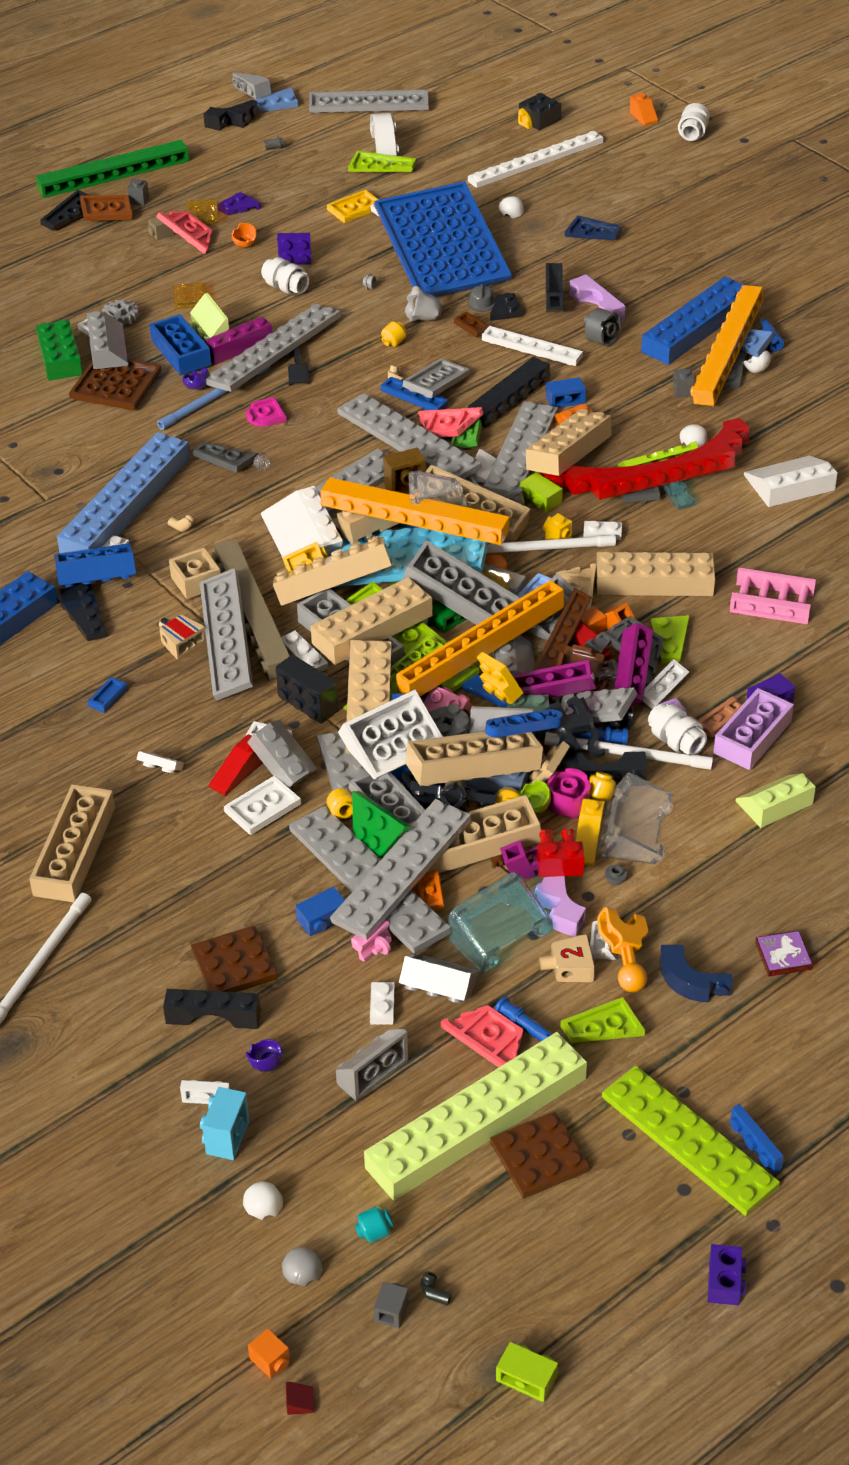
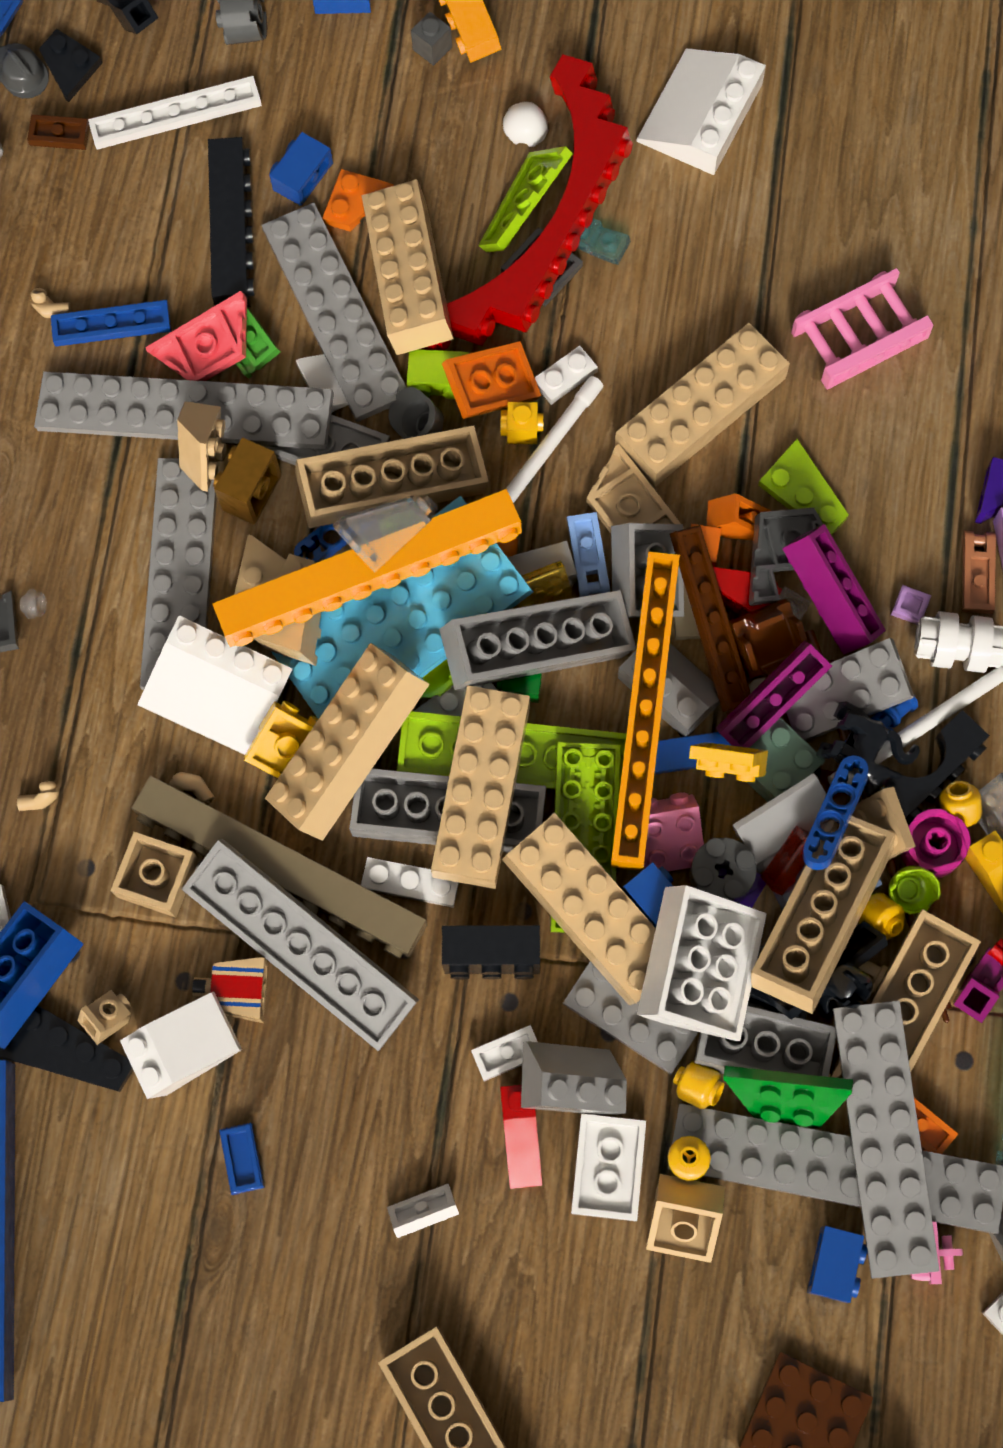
camera: 40 degrees left, 30 degrees up
(113, 606) = (102, 1025): none -> tan brick
(129, 632) = (180, 1046): none -> white slope
(251, 559) = (193, 783): none -> tan arm
(273, 845) = (686, 1218): none -> tan slope
(300, 814) = (689, 1171): none -> yellow head
(401, 438) = (200, 442): none -> tan slope
(436, 378) = (116, 273): light grey plate -> none
(556, 498) = (491, 379): none -> orange plate
(664, 683) = (872, 572): white plate -> none

